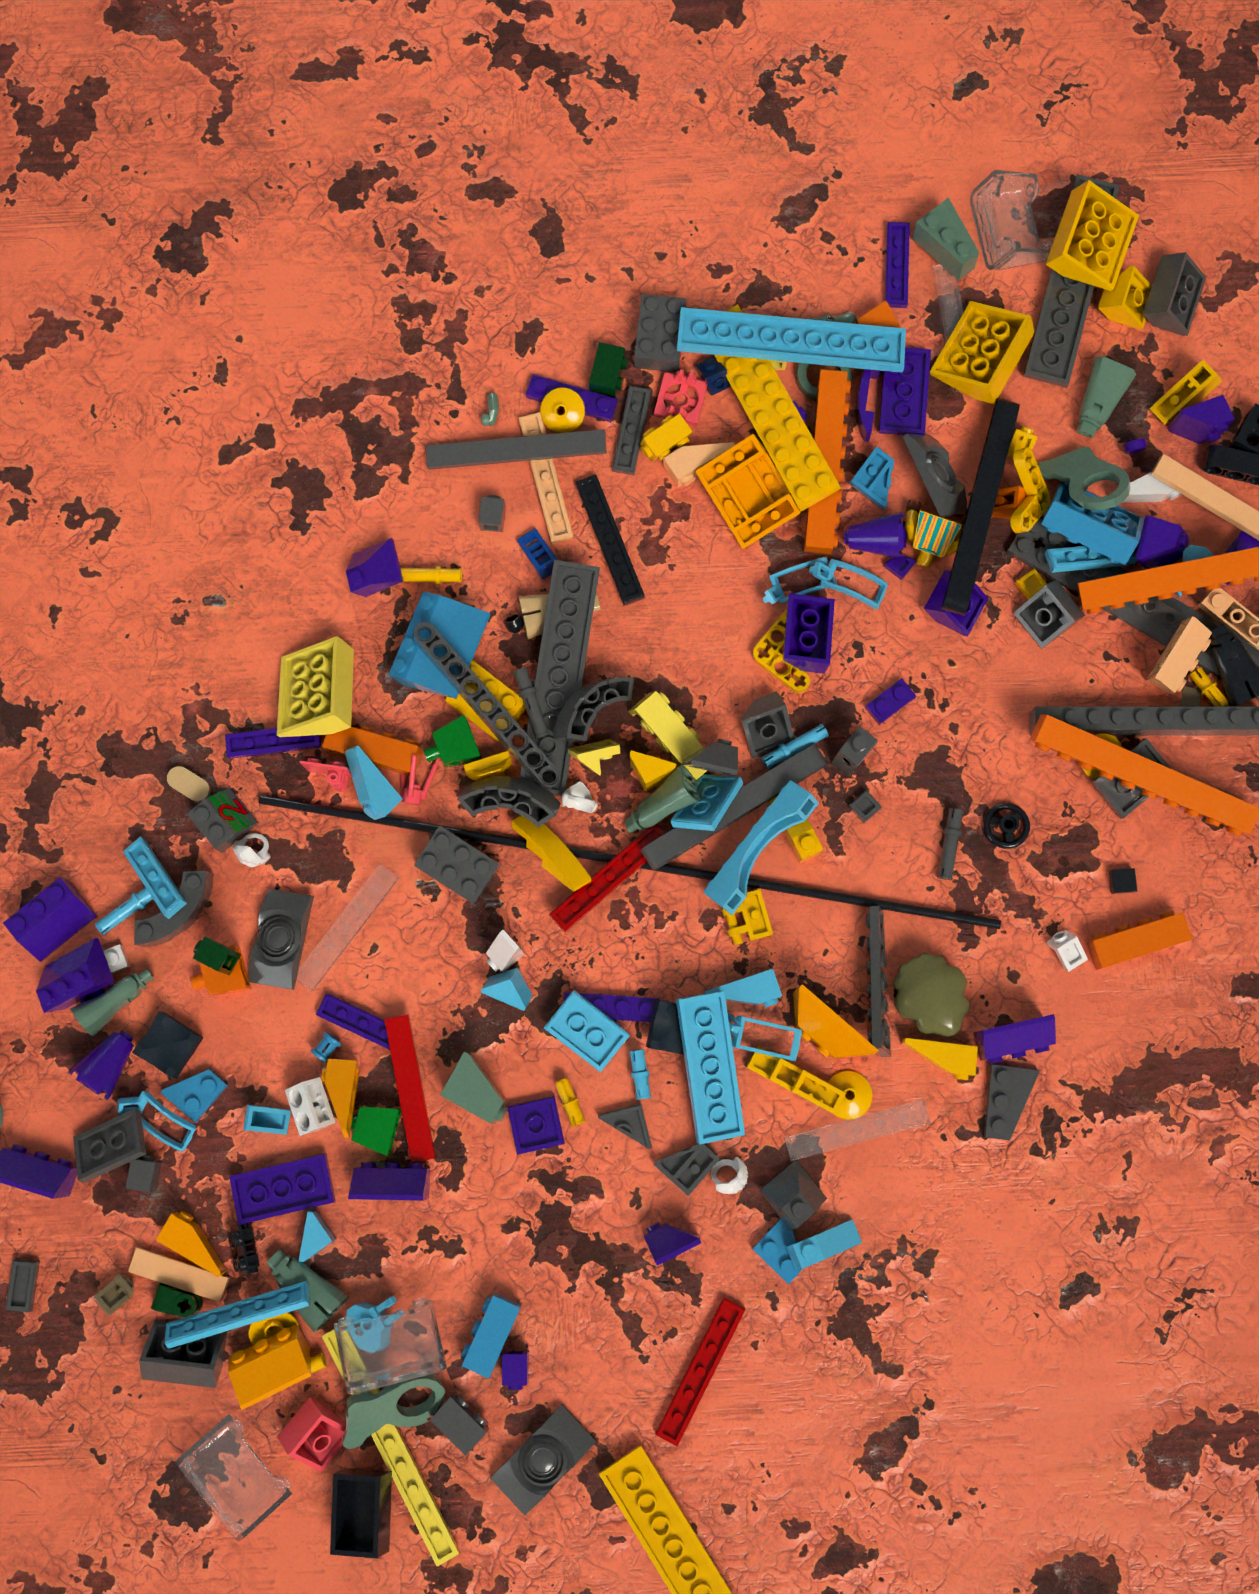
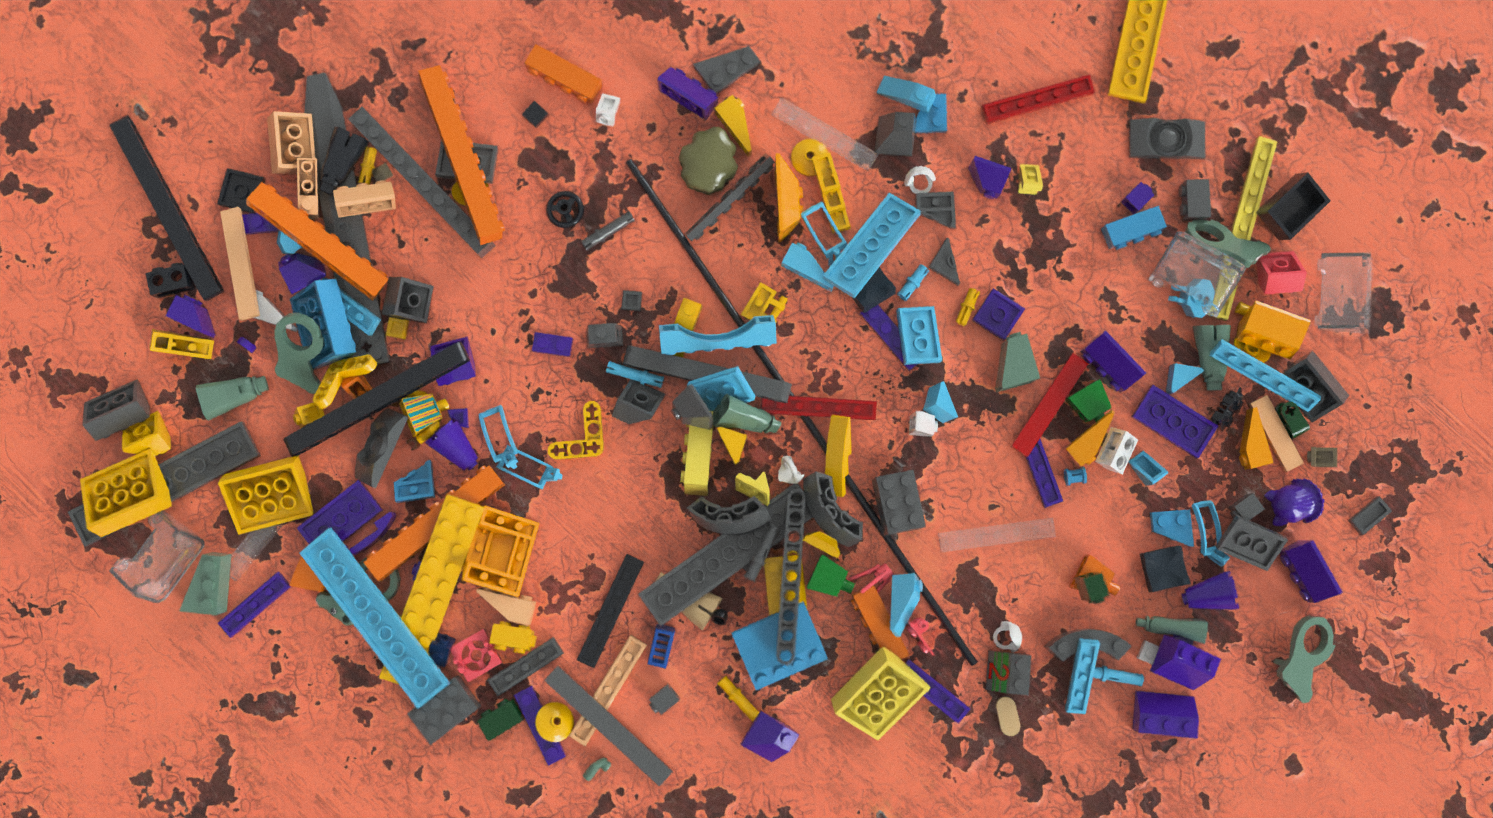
camera: 140 degrees left, 5 degrees up
(102, 1224) = (1296, 502): none -> dark purple hair
(280, 939) = (1041, 566): dark grey slope -> none
(632, 1282) = (1029, 179): none -> light yellow slope
(809, 632) = (557, 429): dark purple slope -> none

